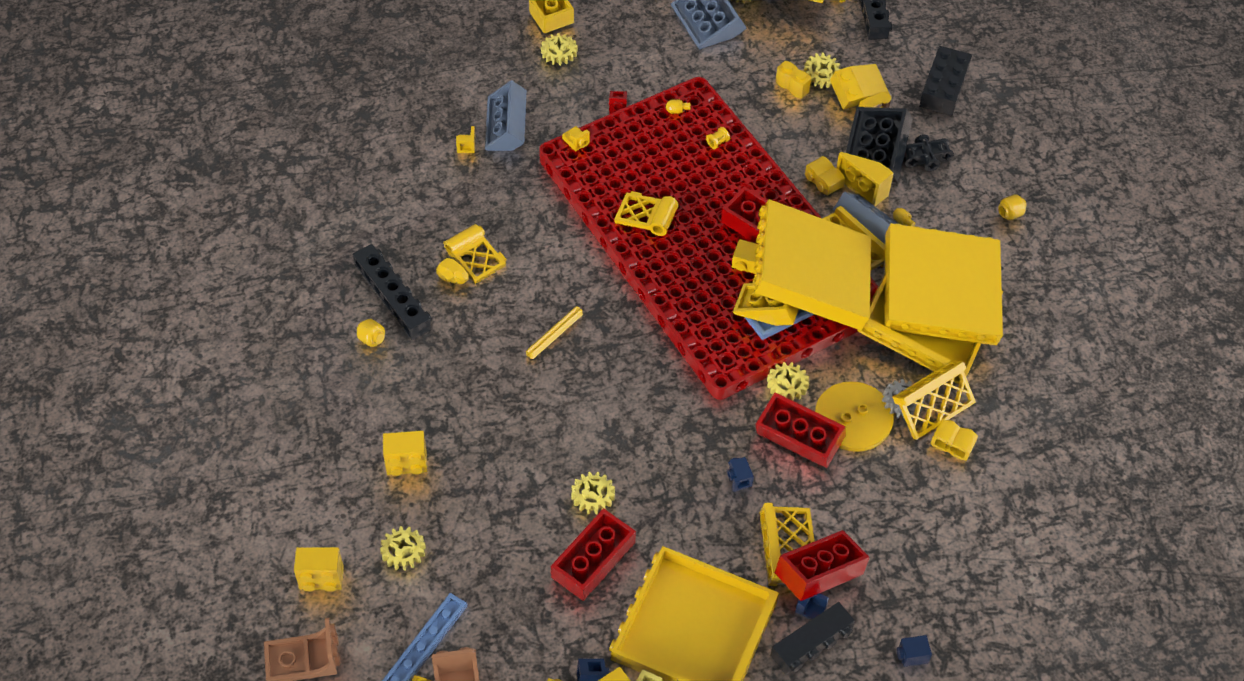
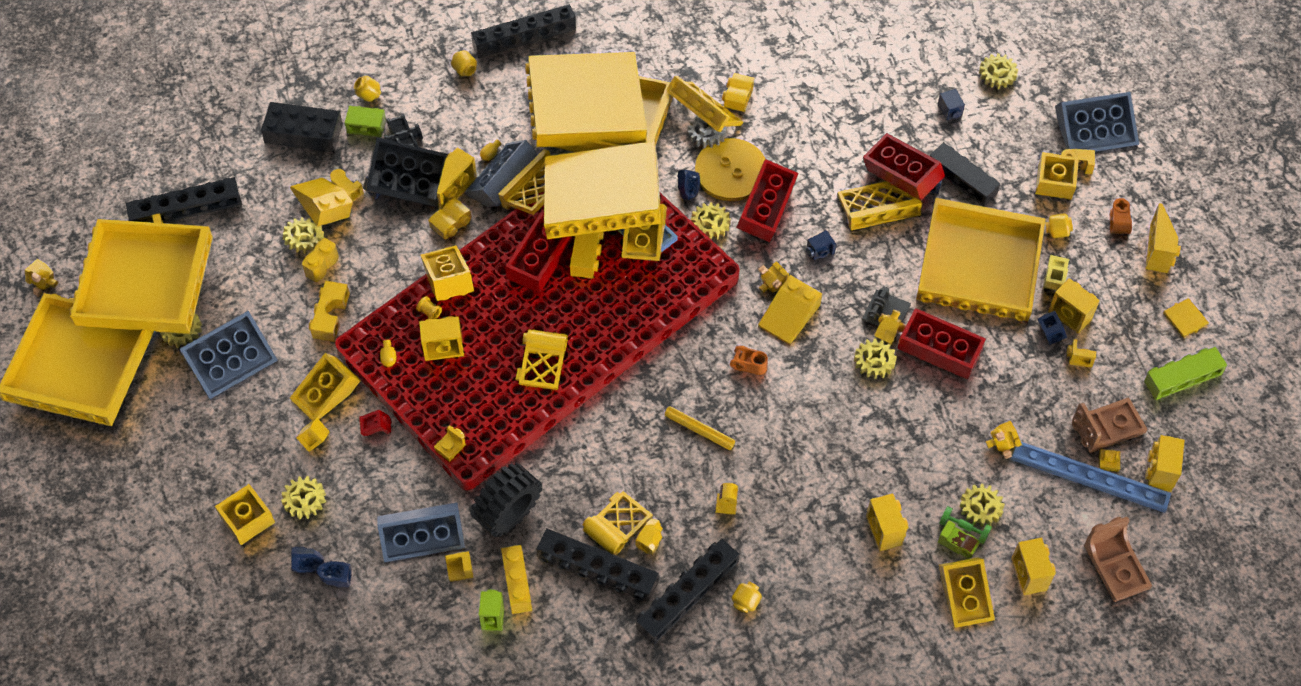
camera: 100 degrees left, 5 degrees up
(319, 510) = (967, 592): none -> yellow slope
(373, 517) = (958, 541): none -> lime leg
(400, 513) = (965, 525): none -> bright green wheel
(414, 149) = (491, 610): none -> lime brick
(439, 228) = (610, 563): none -> black brick
(441, 173) = (516, 579): none -> yellow brick
(469, 331) = (727, 498): none -> yellow leg
(470, 588) = (1004, 439): none -> yellow piece
(482, 61) = (335, 573): none -> dark blue rock
(502, 43) = (305, 559): none -> dark blue rock
(507, 163) = (506, 499): none -> black tyre
(616, 384) = (748, 359): none -> orange piece
(617, 60) = (312, 434): none -> yellow panel
(624, 508) = (889, 327): none -> yellow piece
(650, 519) = (884, 303): none -> dark grey hinge
(661, 71) = (324, 387): none -> yellow slope
(668, 432) = (790, 310): none -> yellow slope
(680, 136) = (441, 338): none -> yellow brick
(708, 423) = (773, 277): none -> yellow piece
(727, 76) = (332, 297): none -> yellow arch
(754, 153) = (447, 273): none -> yellow slope
(837, 370) = (688, 183): none -> dark blue rock
(949, 124) = (365, 121): none -> lime brick
(986, 129) = (367, 88): none -> yellow head
(1052, 262) = (523, 31): none -> black brick

